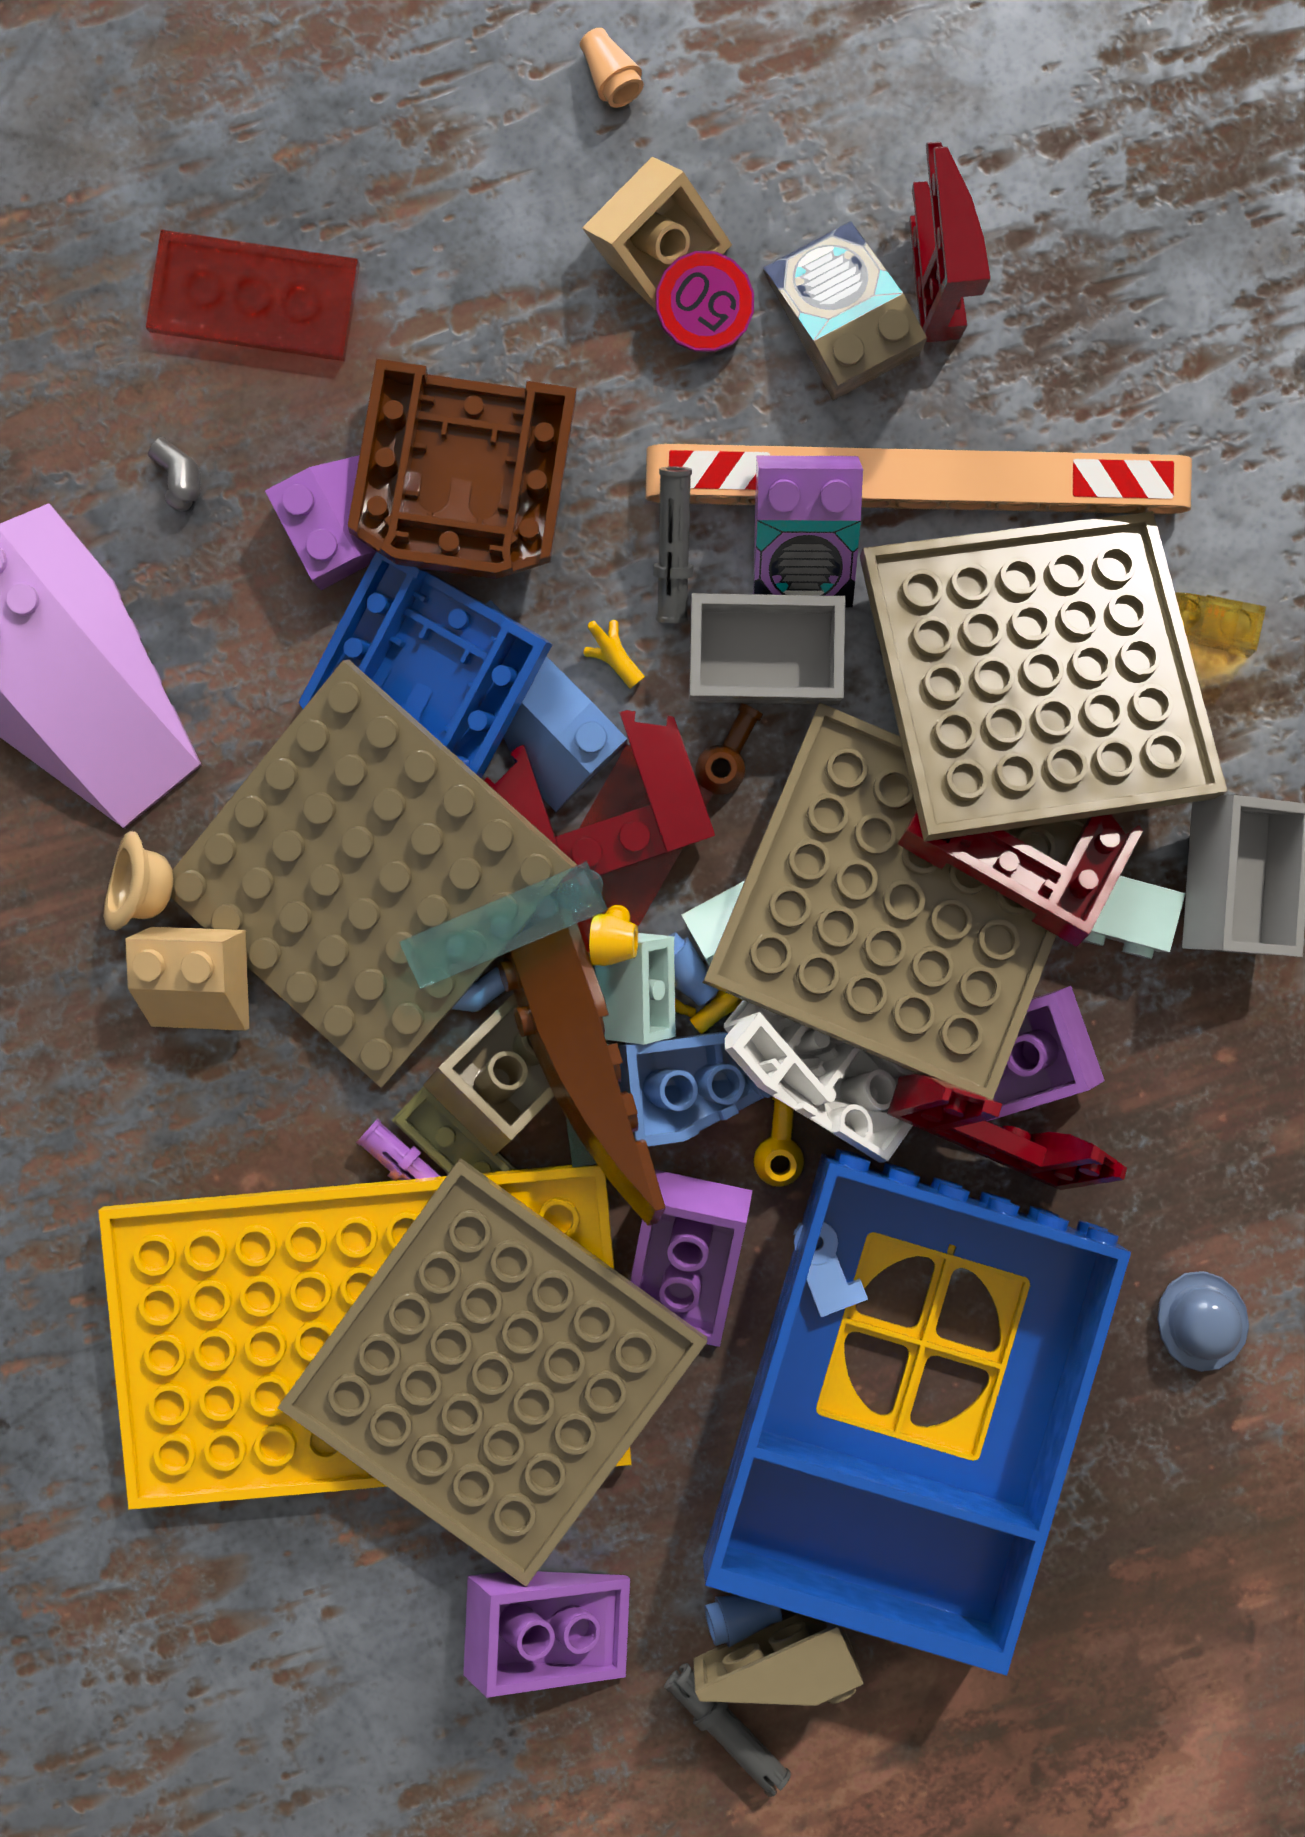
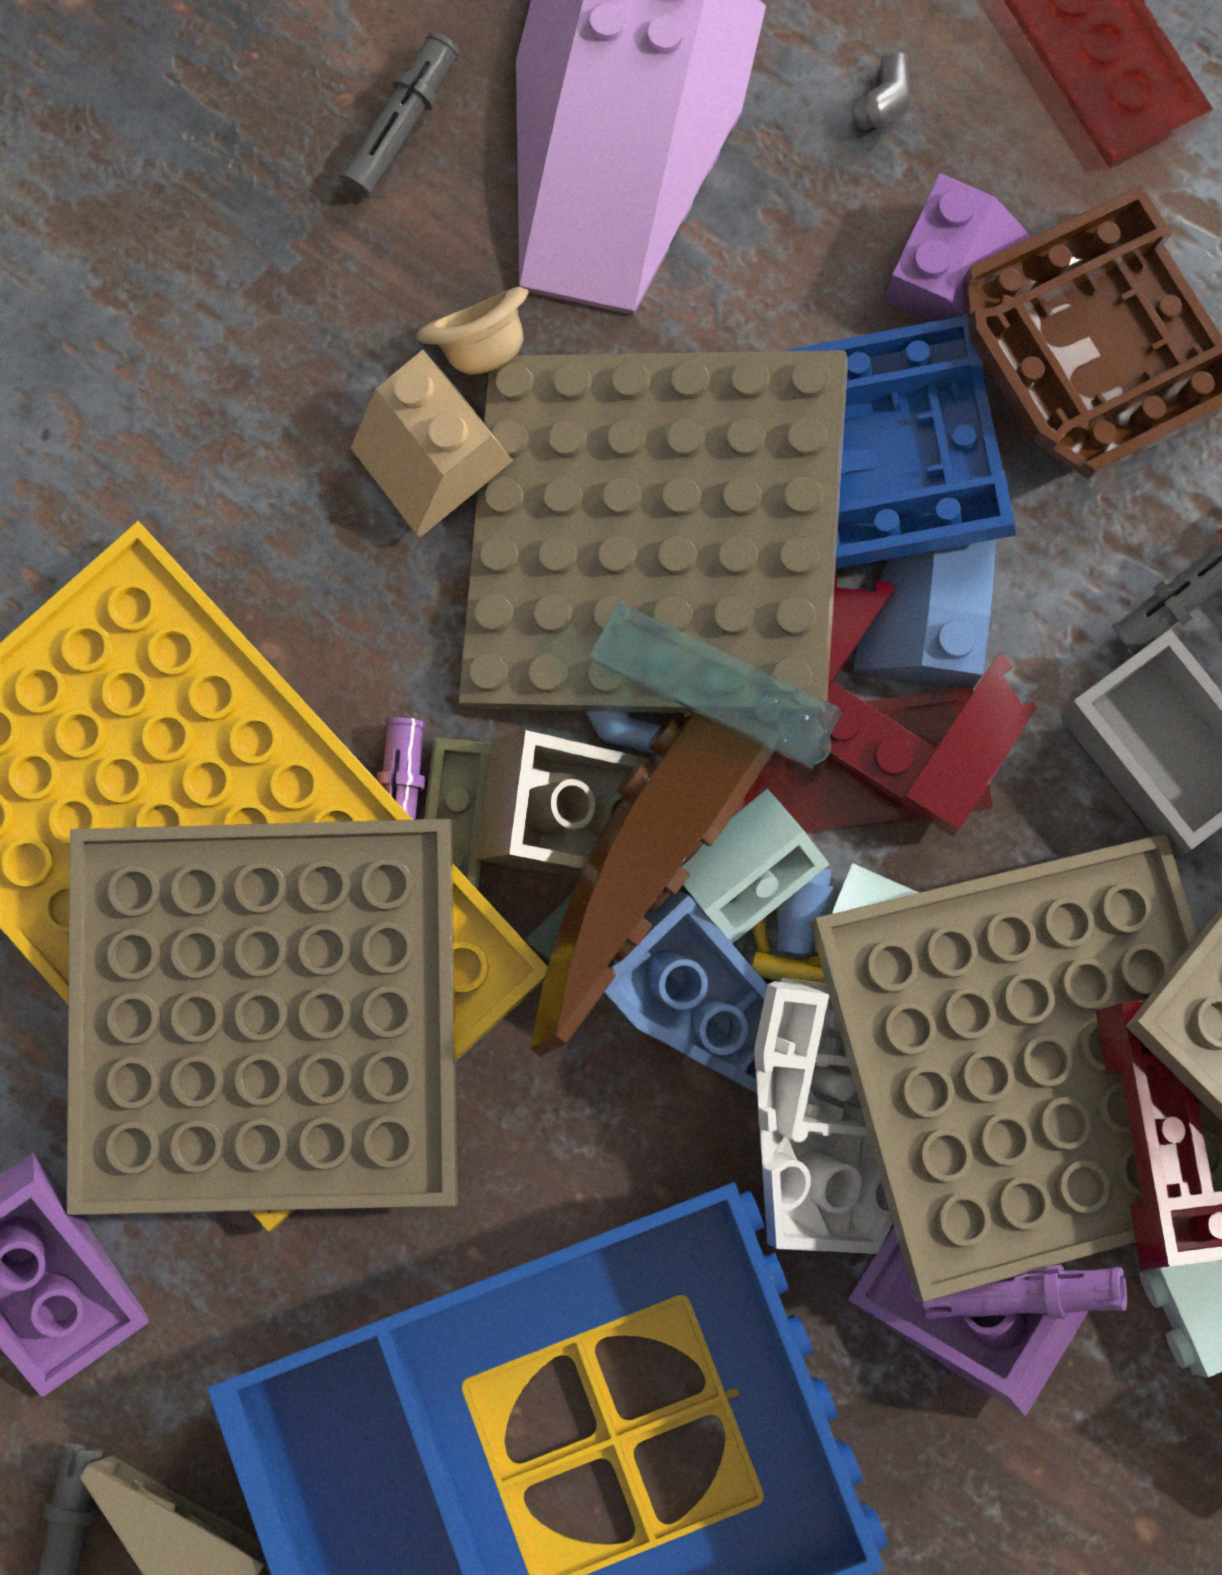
camera: 45 degrees right, 10 degrees down
(612, 937) = (784, 797): yellow bar -> none
(613, 653) = (1047, 609): yellow bar -> none
(693, 1250) = (532, 1127): medium lavender slope -> none
(730, 752) = (1022, 814): reddish brown bar -> none
(737, 1618) = (193, 1468): medium blue cone -> none
(779, 1144) = (705, 1135): yellow bar -> none
(827, 1278) = (610, 1280): light blue leg -> none
(961, 1119) = (872, 1267): dark red wedge -> none
(1047, 1014) = (1049, 1292): none -> medium lavender pin

